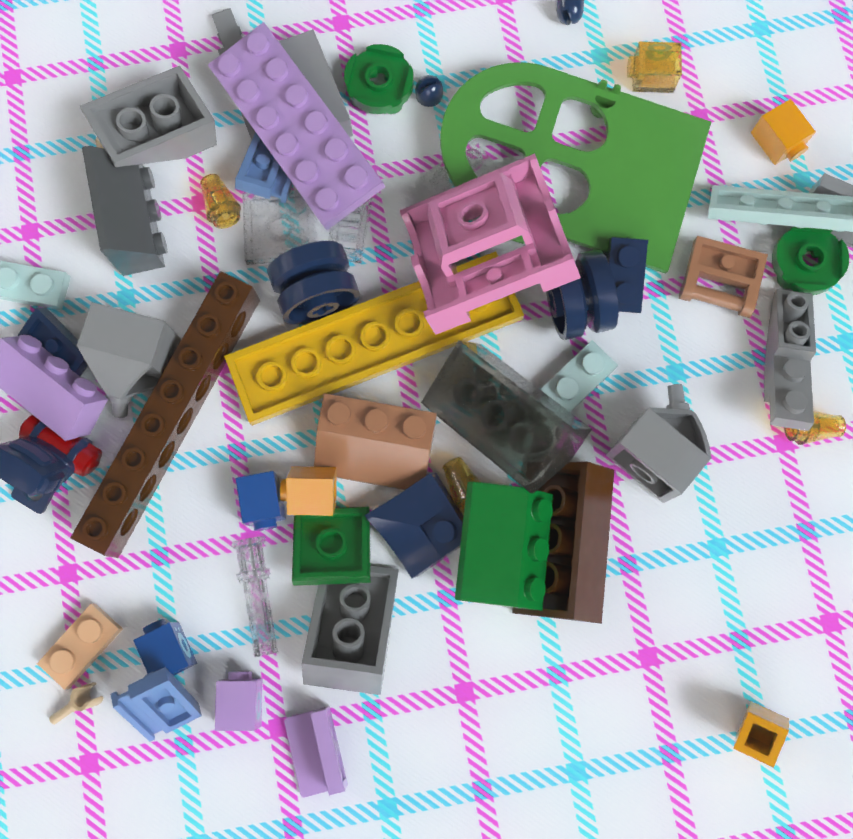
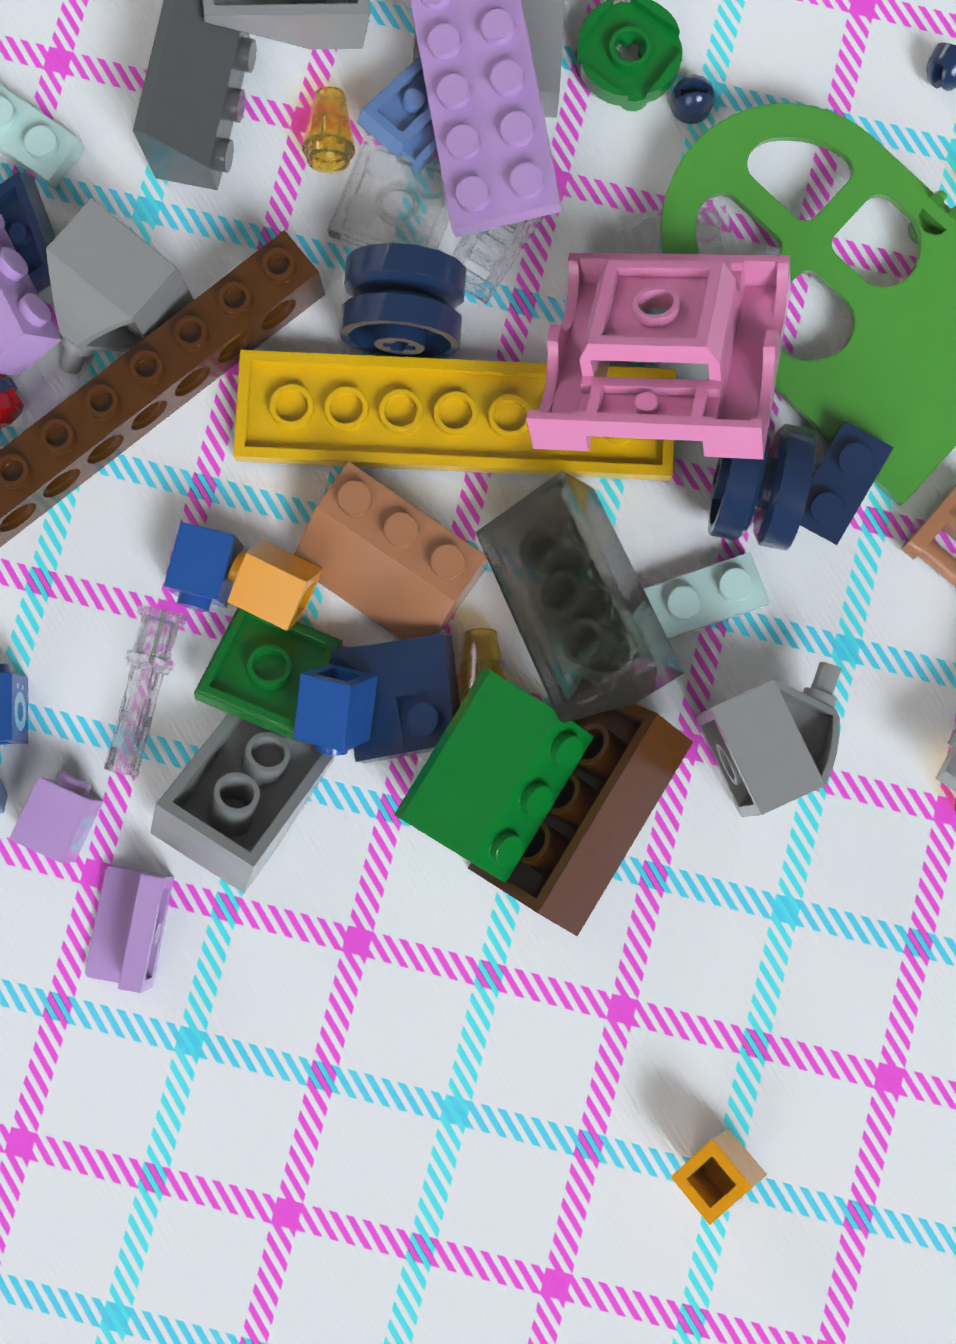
camera: 25 degrees right, 5 degrees up
(385, 550) = (335, 708): none -> blue brick

